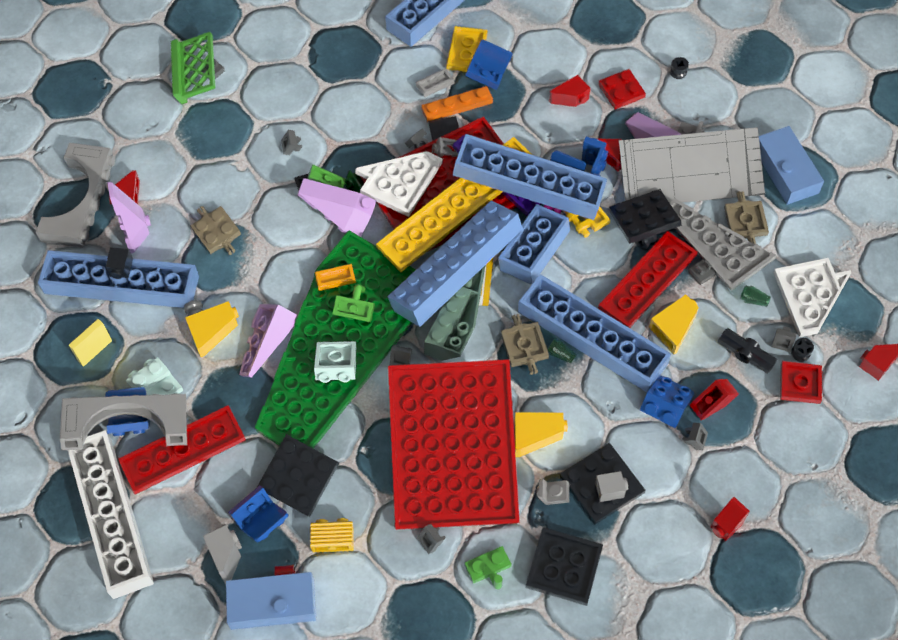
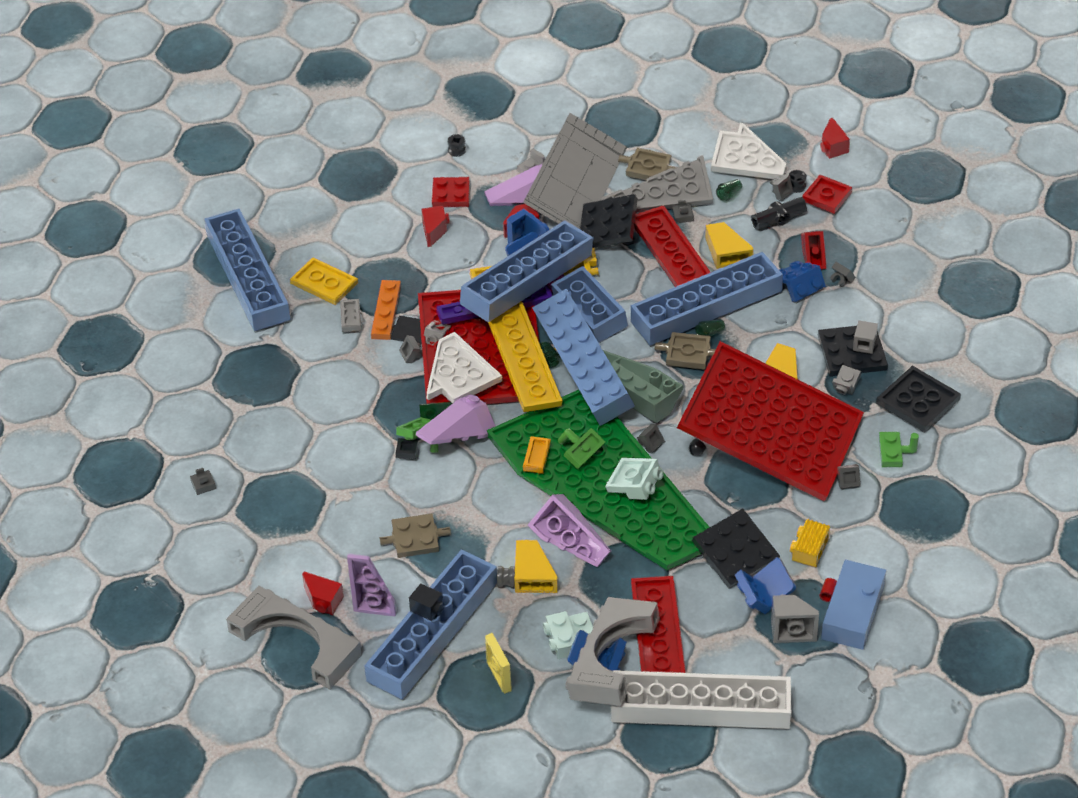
camera: 65 degrees left, 15 degrees down
(180, 69) = (187, 503): bright green fence -> none
(290, 142) = (347, 444): dark grey tile -> none
(489, 64) = (362, 263): blue bracket -> none
(729, 519) = (931, 277): red slope -> none
(789, 165) = (615, 115): medium blue brick -> none

